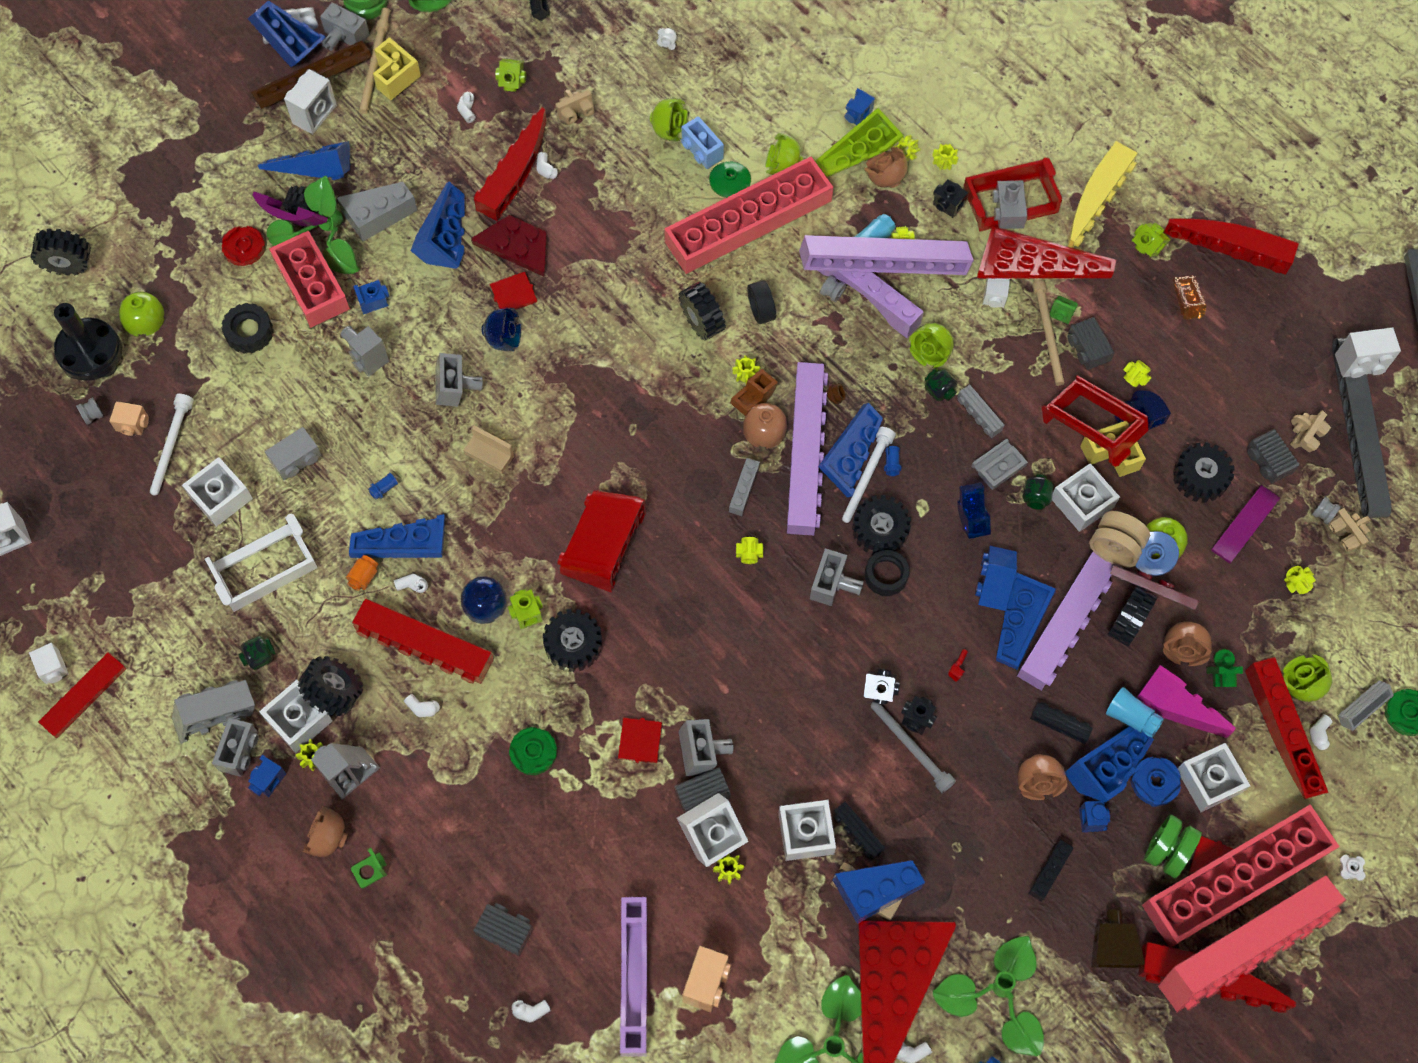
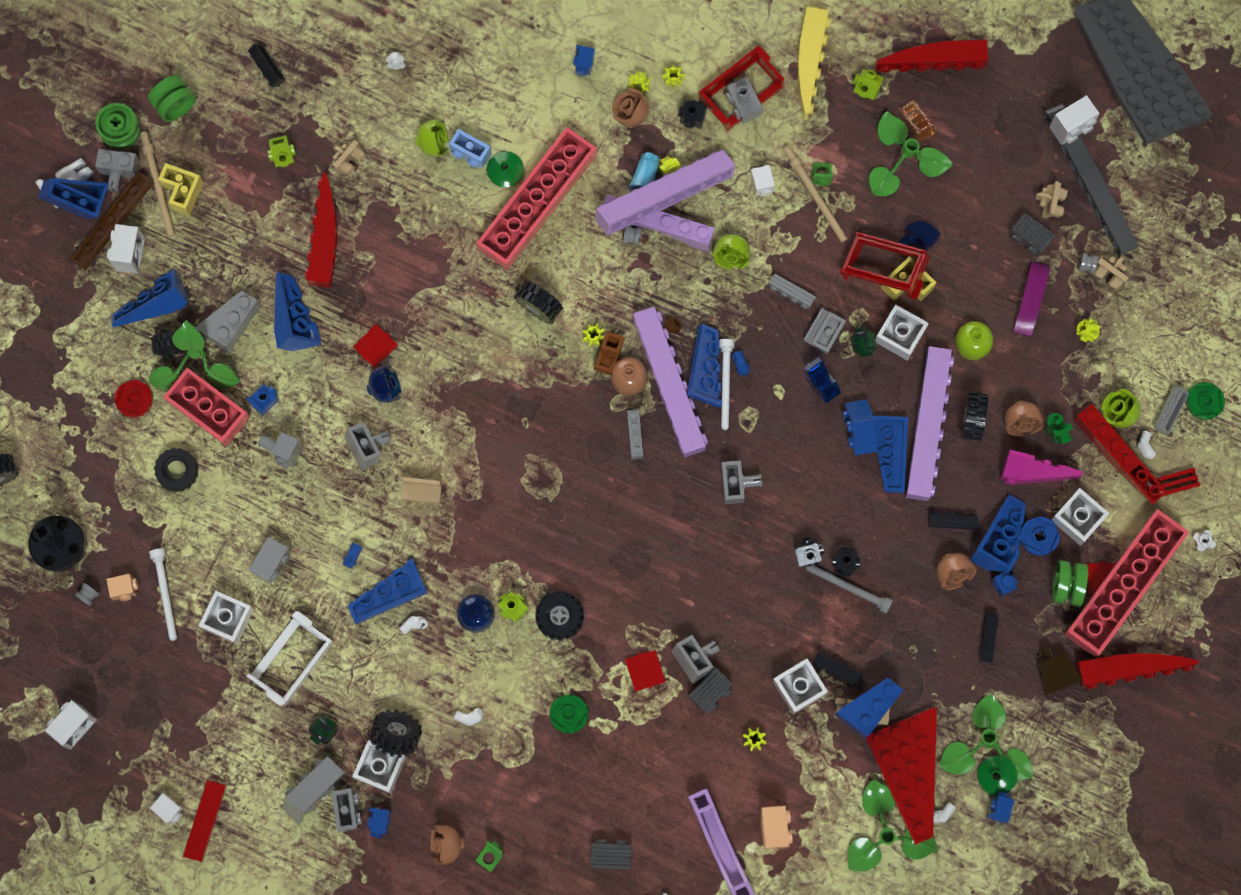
camera: 20 degrees left, 10 degrees up
(141, 314) = (83, 494): lime cylinder -> none
(303, 217) = (141, 356): magenta slope -> none
(306, 752) = (399, 789): neon yellow gear -> none
(344, 766) = (437, 789): light grey wedge -> none
(362, 573) = (372, 633): orange brick -> none
(422, 641) = (445, 666): red brick -> none
(464, 107) = (255, 197): white arm -> none
(515, 242) = (357, 301): dark red wing -> none
(544, 168) = (348, 225): white arm -> none
(602, 538) = (544, 525): red windscreen -> none
(712, 829) = (731, 717): white brick -> none
(749, 550) = (662, 486): neon yellow gear -> none
(761, 302) = (581, 272): black tyre -> none
(783, 154) = (541, 133): lime cylinder -> none
(863, 142) = (602, 93): lime wedge -> none
(885, 515) = (754, 412): black wheel -> none
(886, 556) = (774, 443): black tyre -> none
(940, 385) = (752, 282): head -> none
(955, 671) = (858, 514): red hand -> none
(1009, 1041) = (1007, 773): none -> green dish
(1023, 256) = (777, 142): red wing -> none
(1090, 343) = (855, 197): dark grey brick -> none
(1120, 539) = (942, 361): tan wheel -> none
(1134, 713) = (1004, 491): medium azure plant -> none
(1137, 373) = (901, 208): neon yellow gear -> none
(1159, 296) = (892, 131): none -> bright green plant
(1162, 587) = (987, 383): wing -> none
(1164, 546) = (968, 349): medium blue dish -> none
(1199, 482) = (979, 279): black wheel -> none
(1252, 944) = (1153, 633): coral brick -> none
(1365, 800) = (1194, 477): none -> red tile

